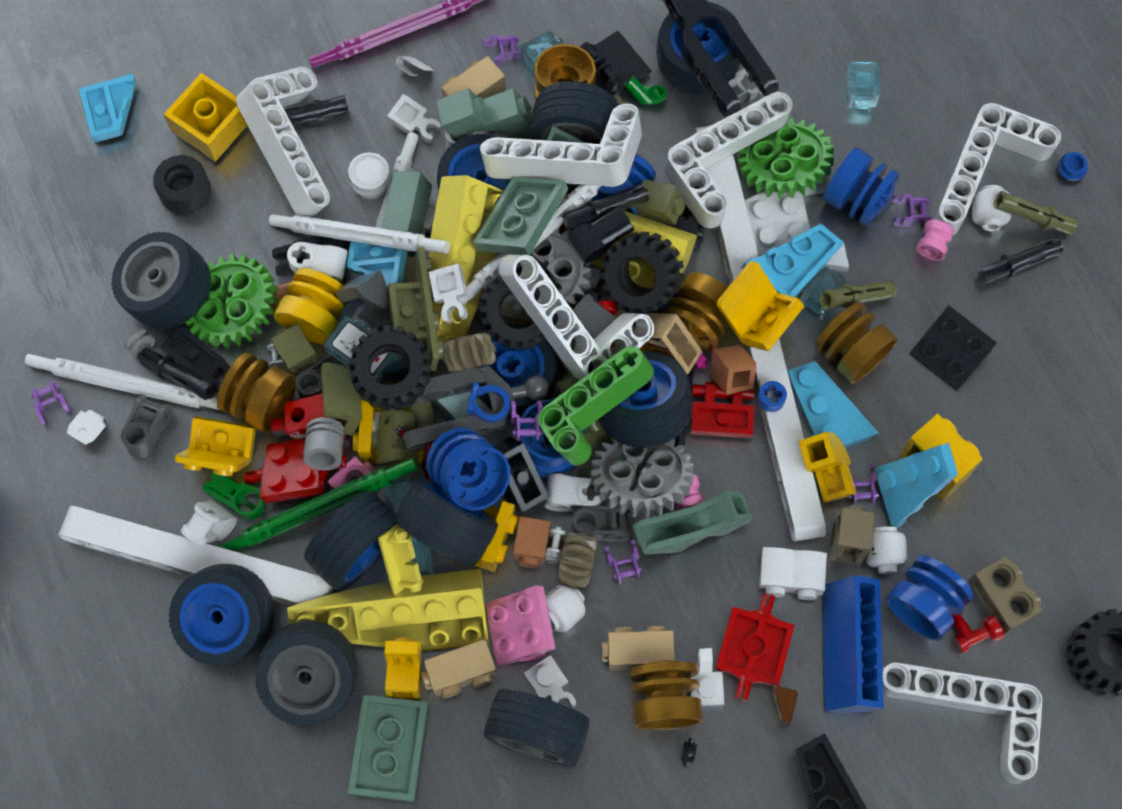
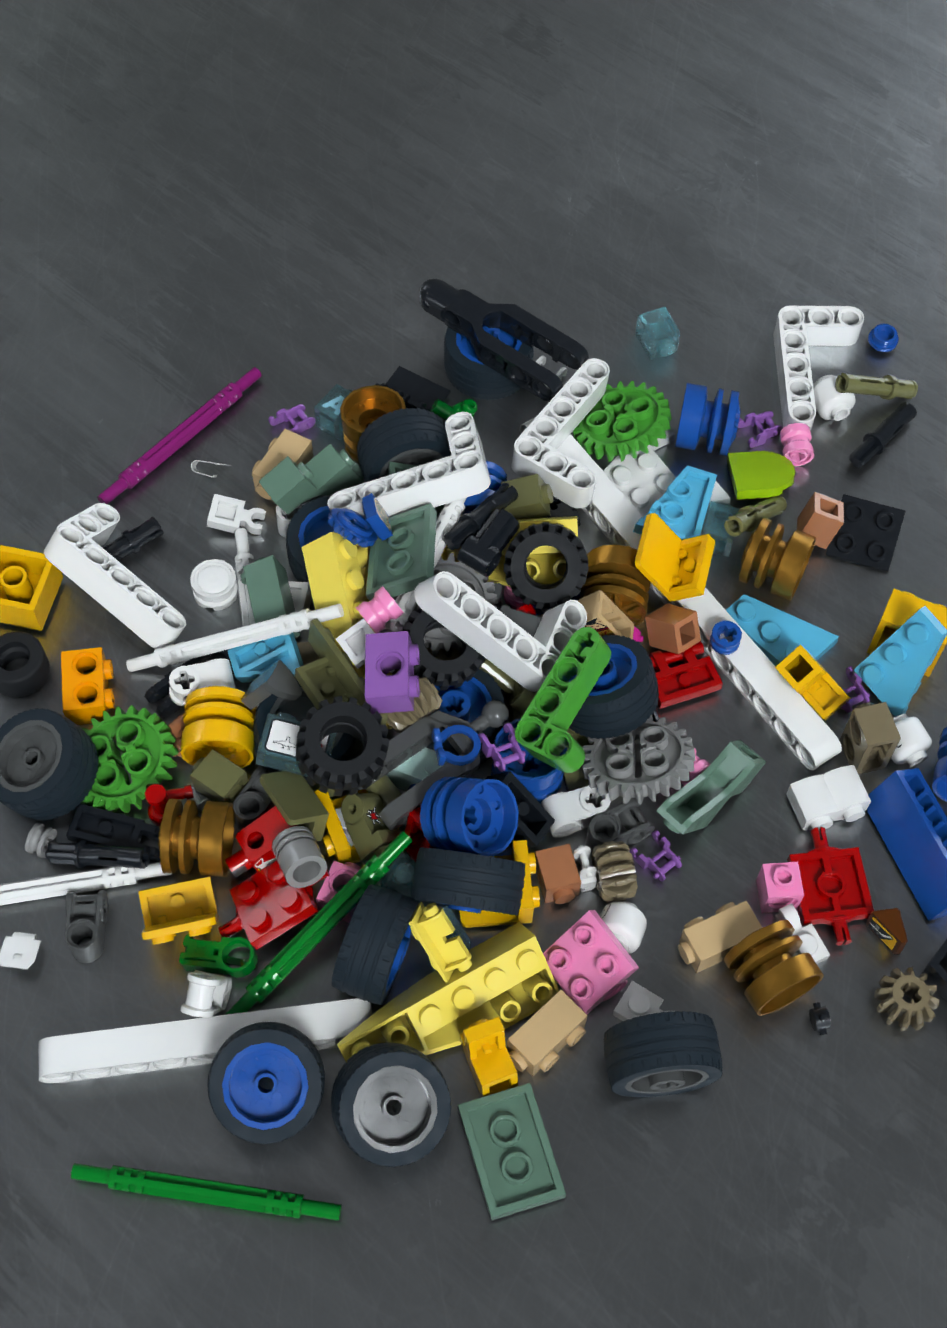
camera: 25 degrees left, 10 degrees down
(146, 677) = (206, 1191): none -> green axle
(220, 224) = (81, 687): none -> light orange brick
(239, 345) = (158, 798): none -> red piece
(455, 304) = (383, 654): none -> medium lavender brick
(476, 261) = (379, 610): none -> bright pink wheel
(493, 183) = (352, 527): none -> blue gear
(514, 175) = (376, 517): none -> blue tile
(710, 630) = (779, 886): none -> bright pink brick
(757, 761) = (892, 1002): none -> dark tan gear
(886, 255) = (759, 474): none -> lime tile
(915, 321) = (821, 518): none -> nougat brick

